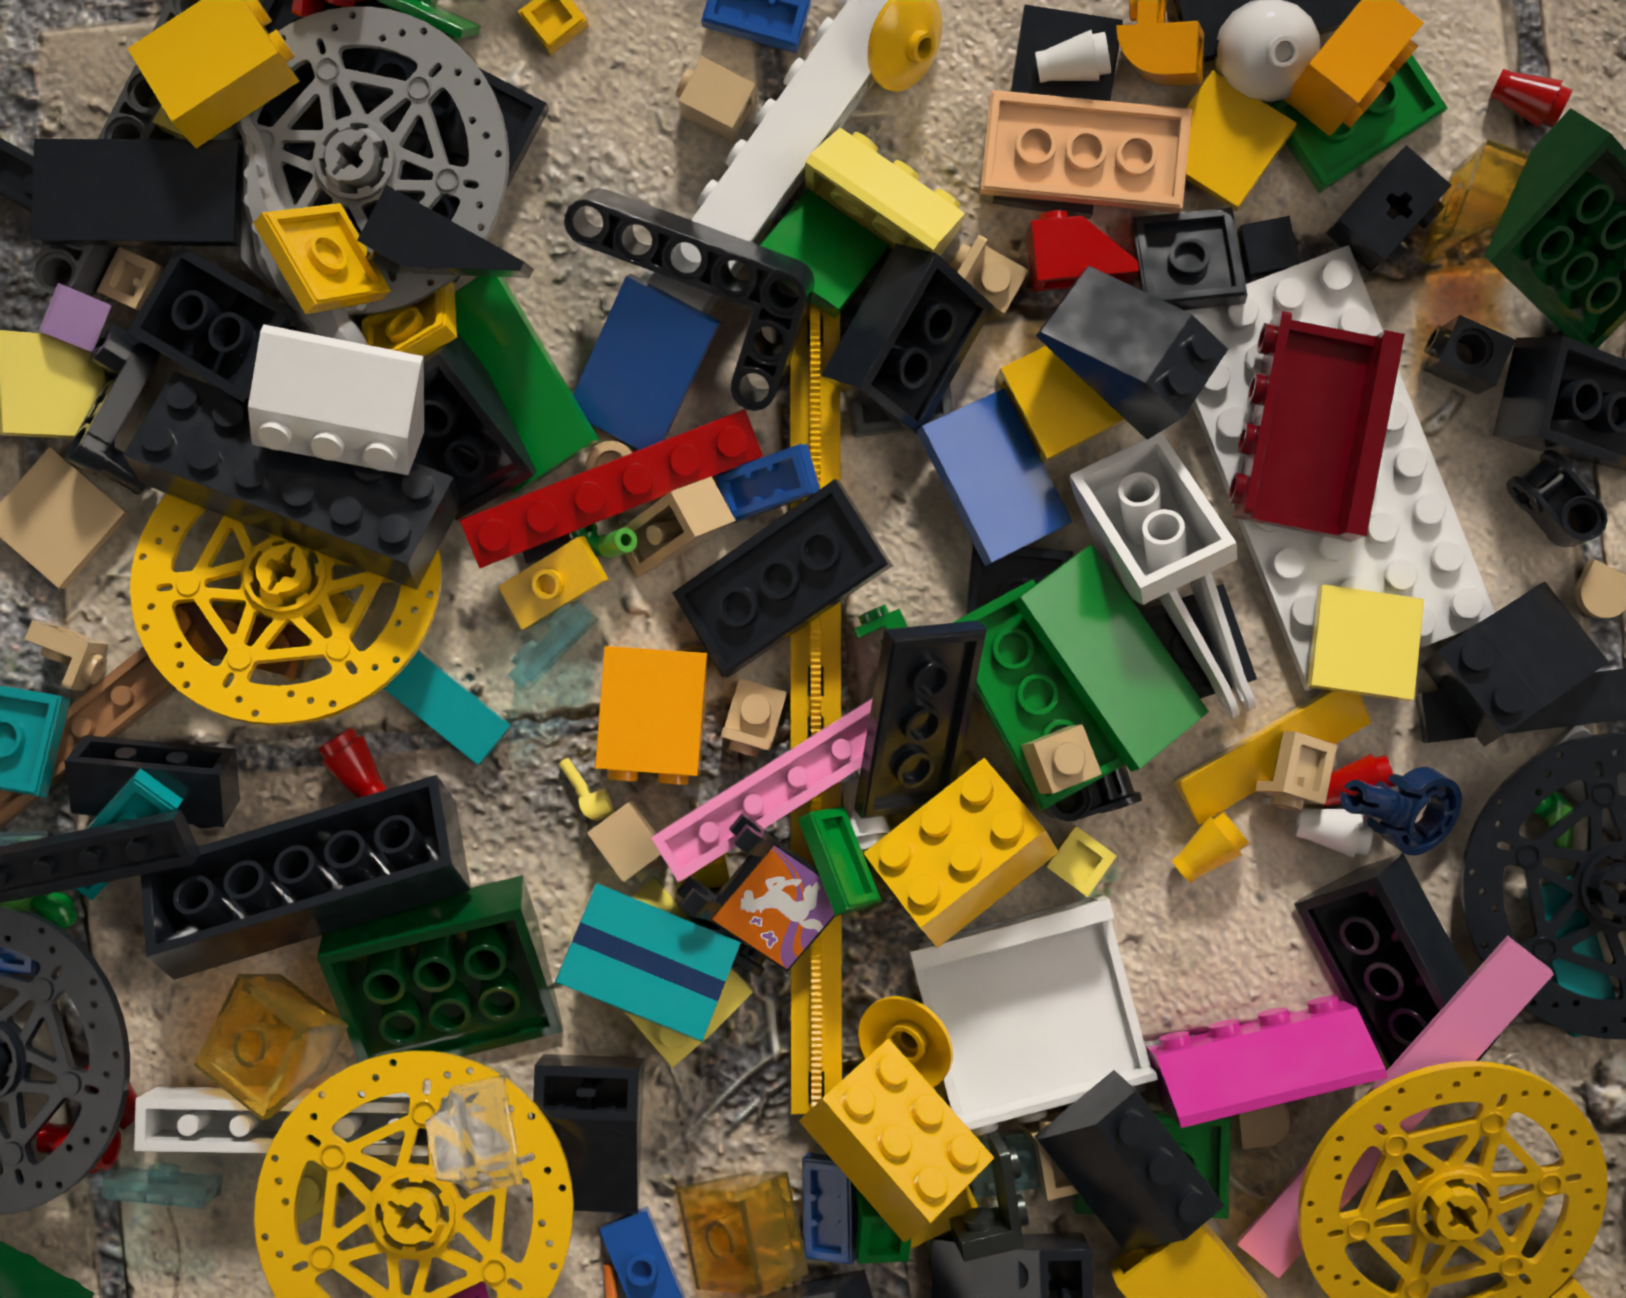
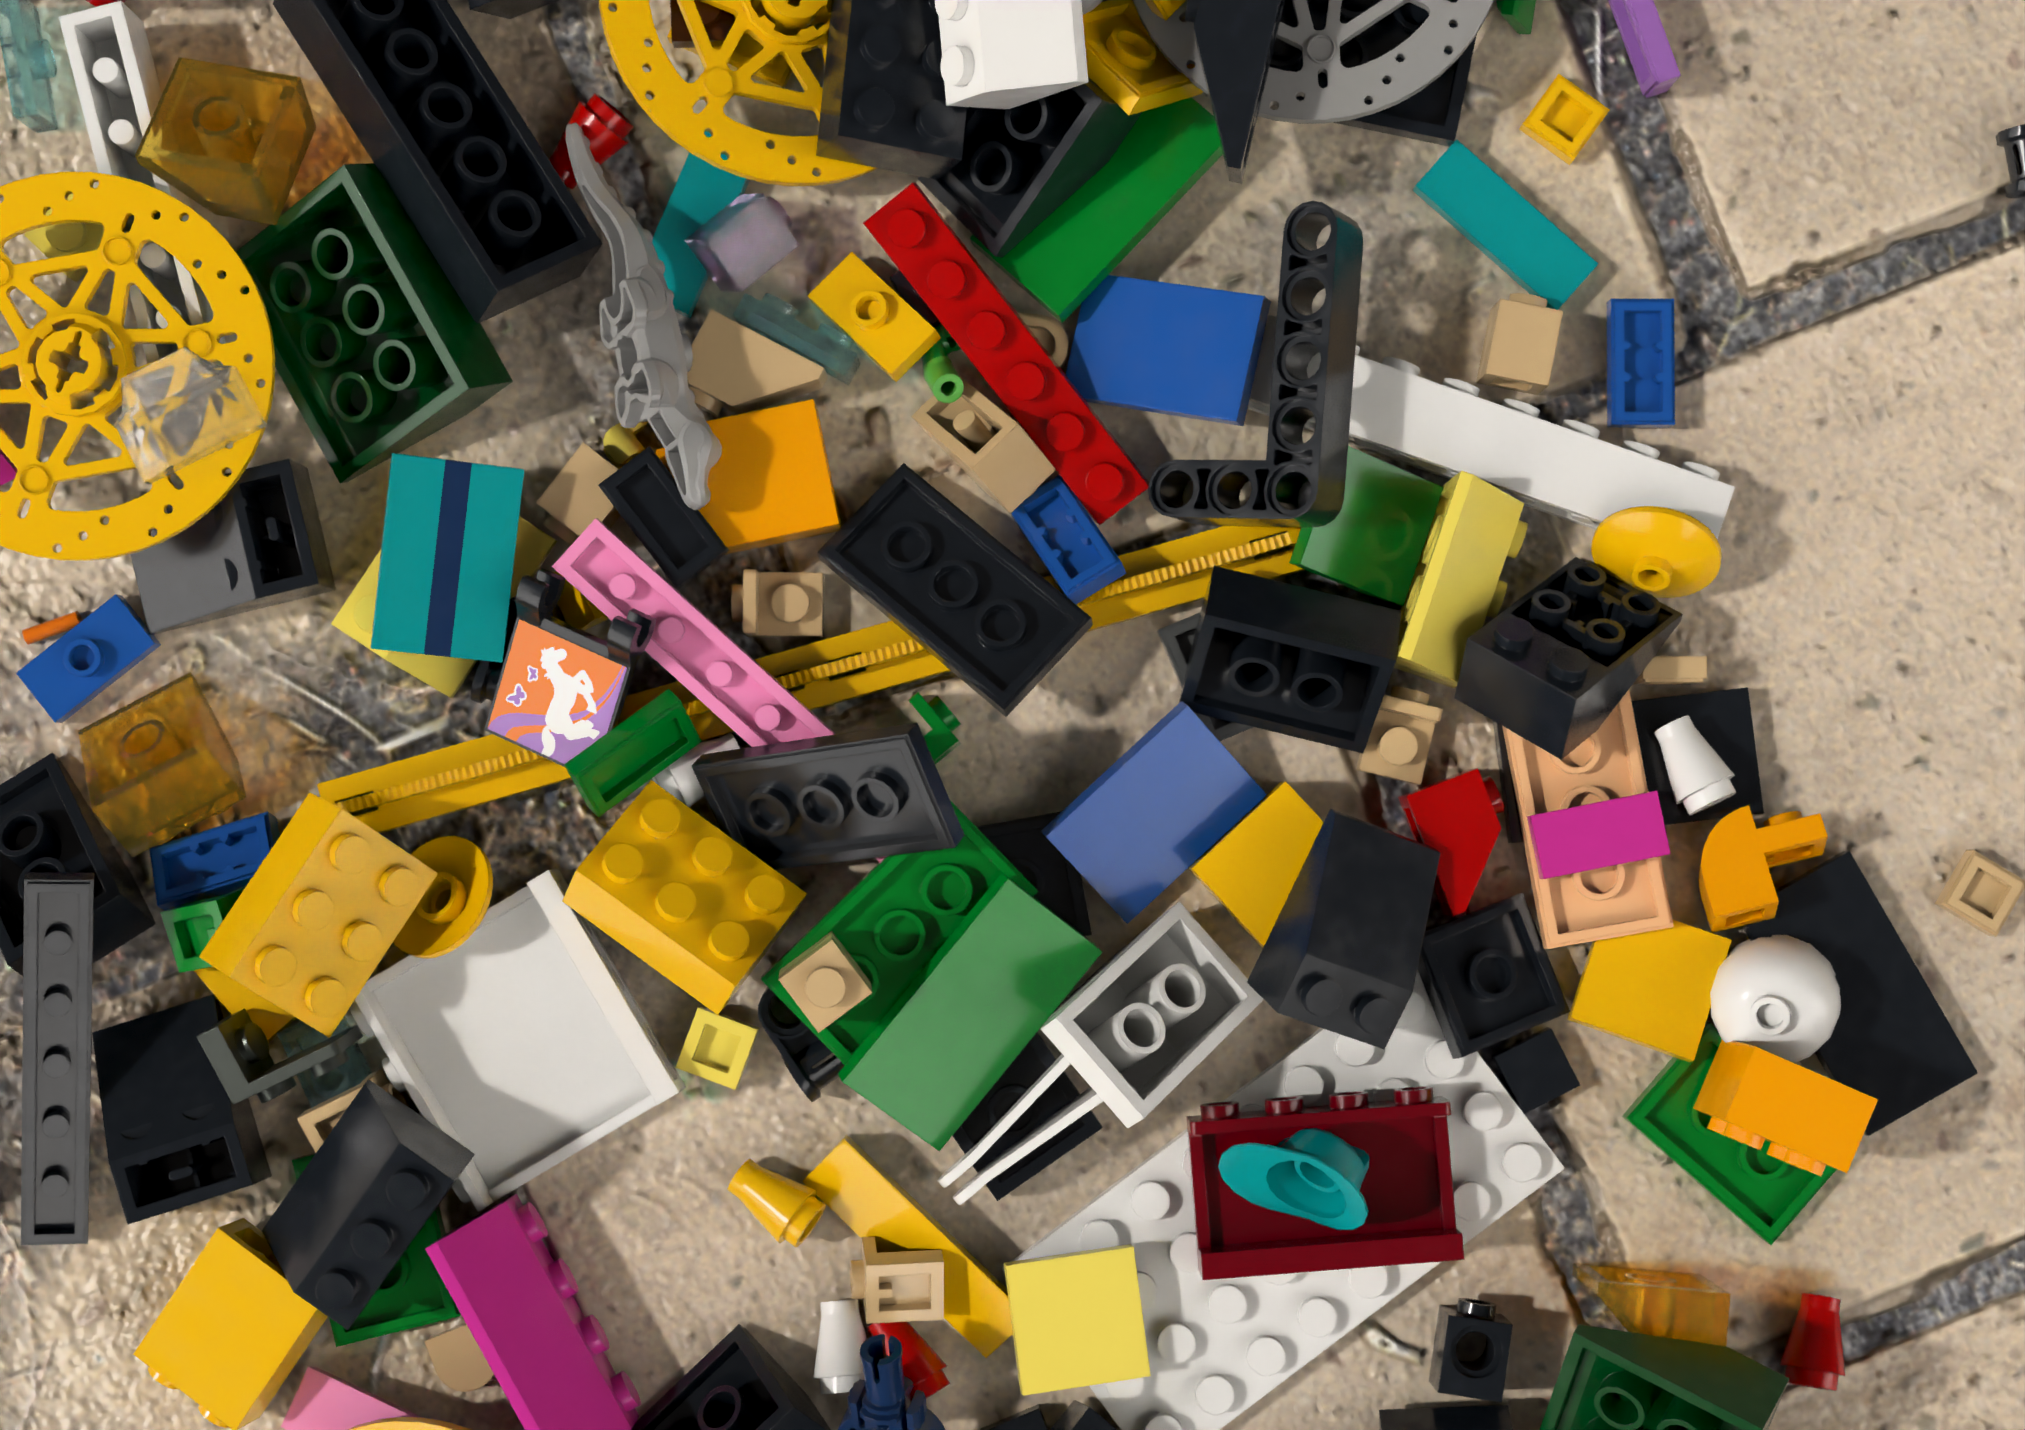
camera: 70 degrees right, 0 degrees up
(466, 666) = (743, 241): none -> brick
(518, 759) = (646, 335): none -> light grey animal
(564, 694) = (746, 370): none -> tan slope
(621, 86) = (1504, 226): none -> teal tile
(663, 786) = (665, 525): none -> black tile
(965, 130) = (1563, 656): none -> black slope
(995, 58) = (1674, 671): none -> tan tile
(1108, 143) = (1598, 835): none -> dark pink tile
(1306, 438) = (1302, 1176): none -> teal piece
(1411, 190) = (1659, 1215): black brick -> none

